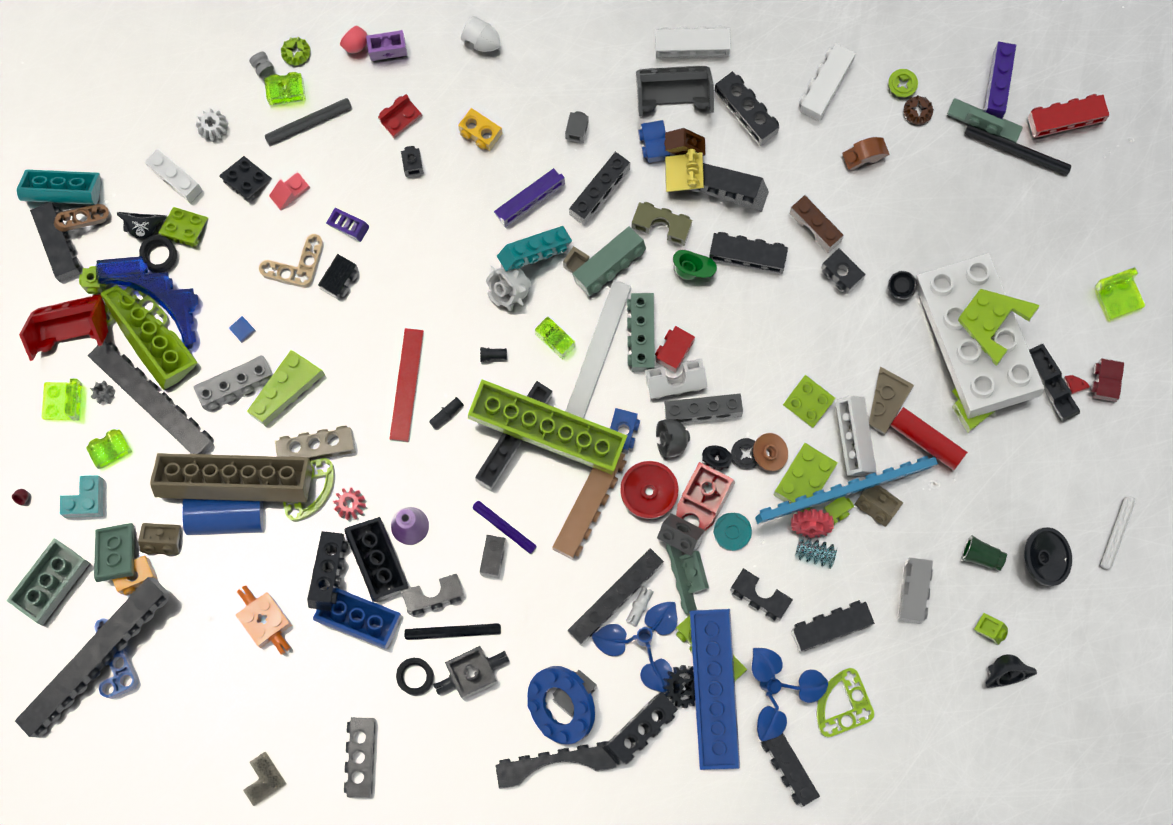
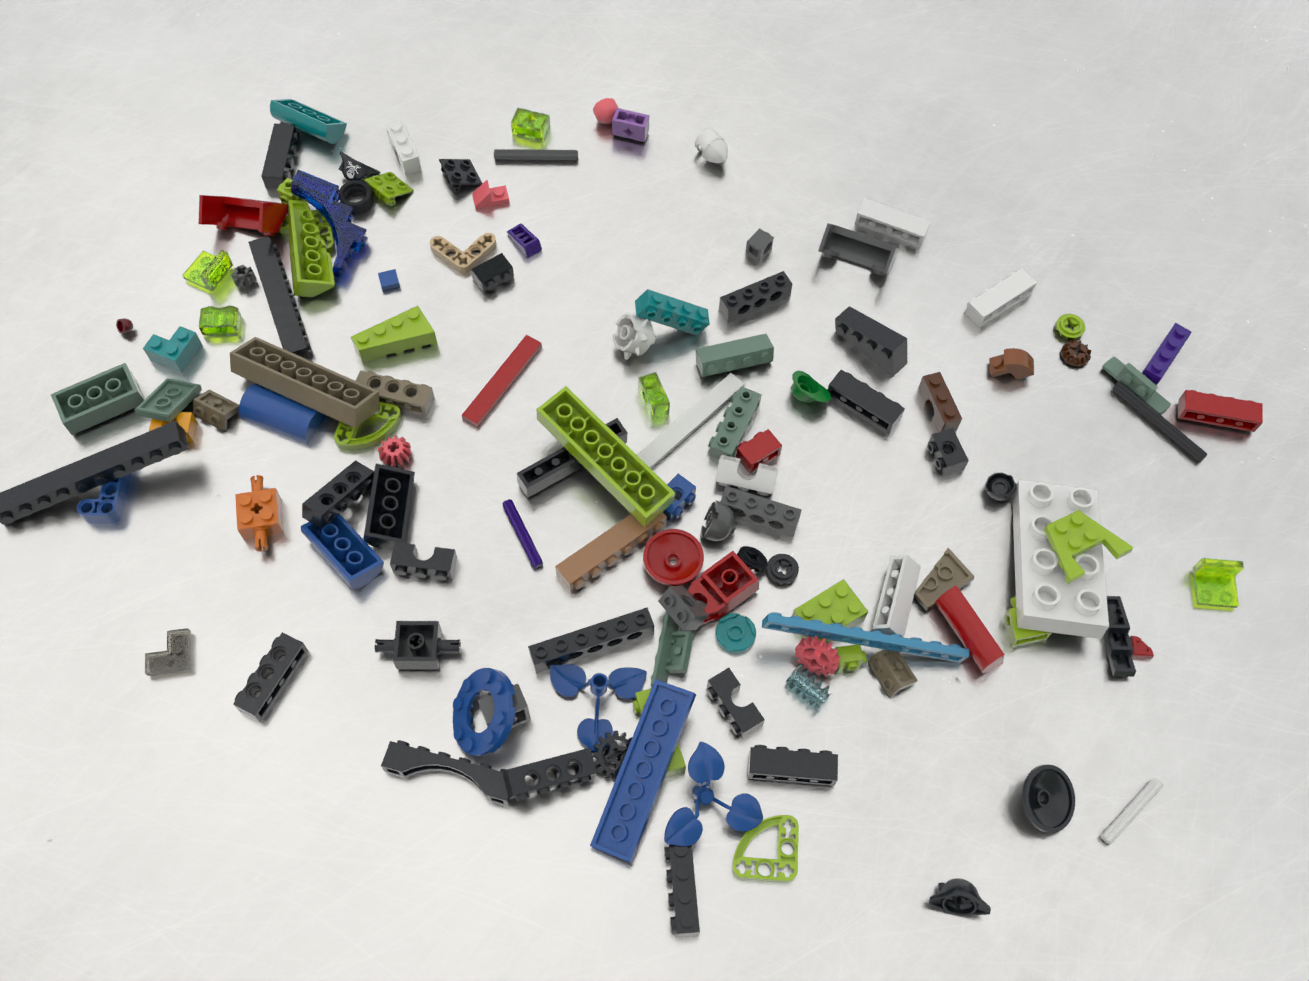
camera: 20 degrees right, 15 degrees down
(87, 211) = (299, 137): medium nougat beam -> none
(215, 130) = (456, 125): white gear -> none
(233, 383) = (353, 313): light grey brick -> none
(262, 65) = (522, 99): light grey wheel -> none
(300, 57) = (556, 109): lime gear -> none
(399, 116) = (612, 179): red bracket -> none
(409, 525) = (436, 491): medium lavender cone -> none
(412, 167) = (604, 211): black brick -> none
(429, 676) = (357, 613): black tyre -> none
(446, 413) = (522, 416): black axle -> none
(452, 631) = (423, 602): black axle -> none
(483, 126) = (675, 214): yellow brick -> none
(488, 354) = (588, 385): black pin -> none
(492, 556) = (496, 552): brick -> none
(529, 197) = (691, 281): dark purple fence -> none
(575, 259) = (703, 339): dark tan panel -> none
(639, 606) = (611, 659): white pin -> none
(648, 215) = (788, 335): olive arch -> none
(653, 137) = (822, 282): blue brick -> none
(681, 140) = (849, 289): reddish brown brick -> none
(684, 171) = (838, 310): light yellow hinge -> none
(736, 104) = (918, 289): black brick -> none
(777, 452) = (813, 575): nougat dish -> none
(809, 401) = (865, 548): lime hinge -> none
(915, 590) = (894, 768): light grey wedge -> none
(983, 554) = (981, 766): dark green plant -> none
(992, 628) = (959, 846): lime bracket -> none
(1108, 380) = (1175, 657): dark red brick -> none

